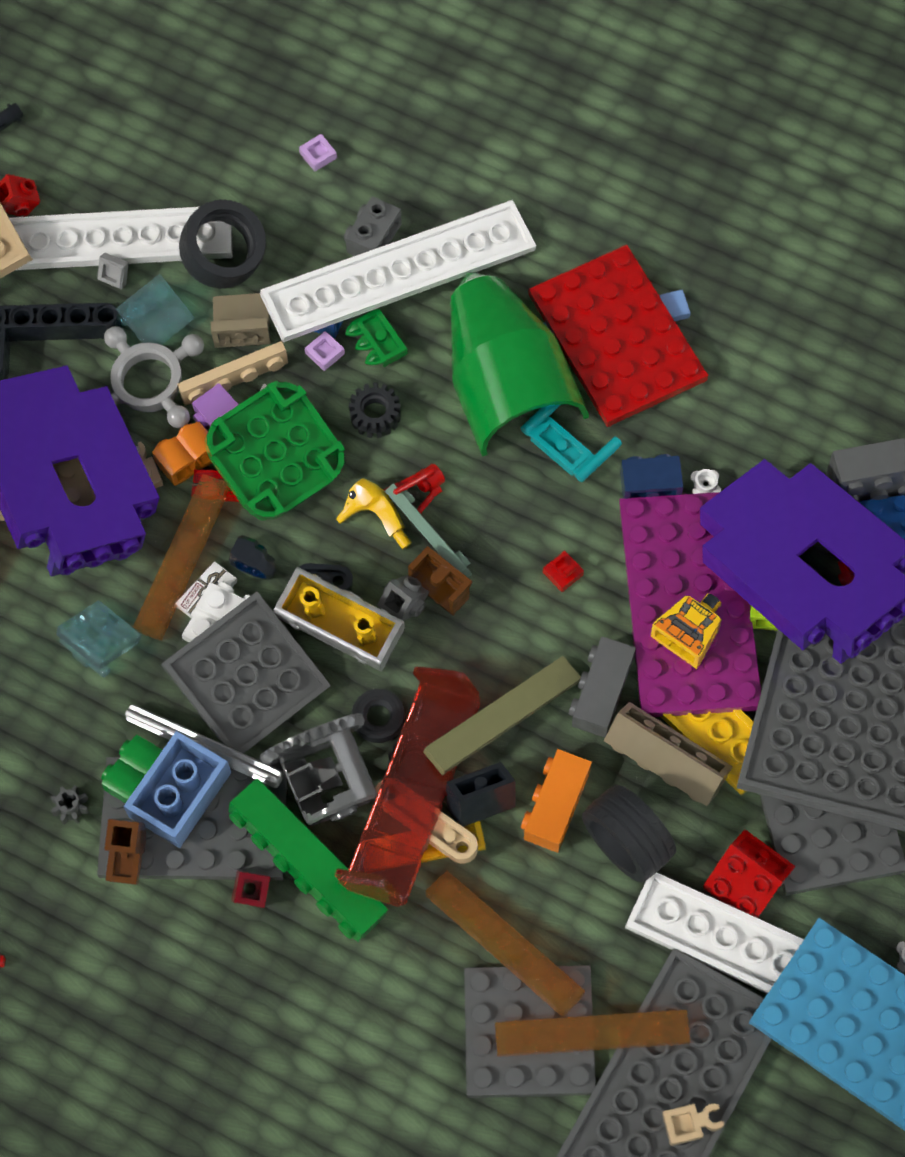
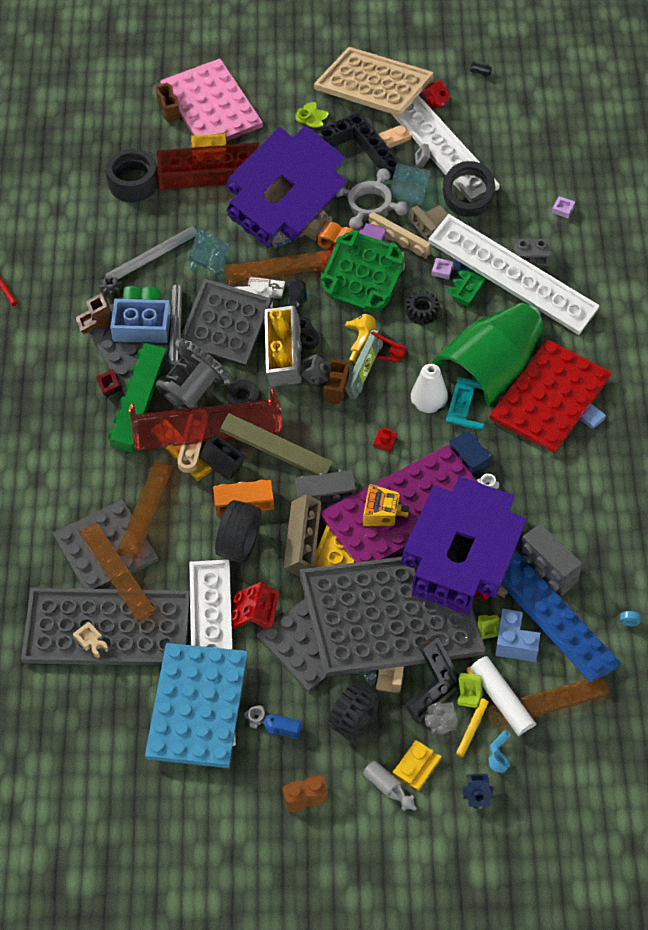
camera: 60 degrees right, 10 degrees down
(42, 718) = (153, 253): none -> light grey axle
(48, 285) = (396, 136): none -> light nougat plate
(523, 474) = (429, 390): none -> white cone

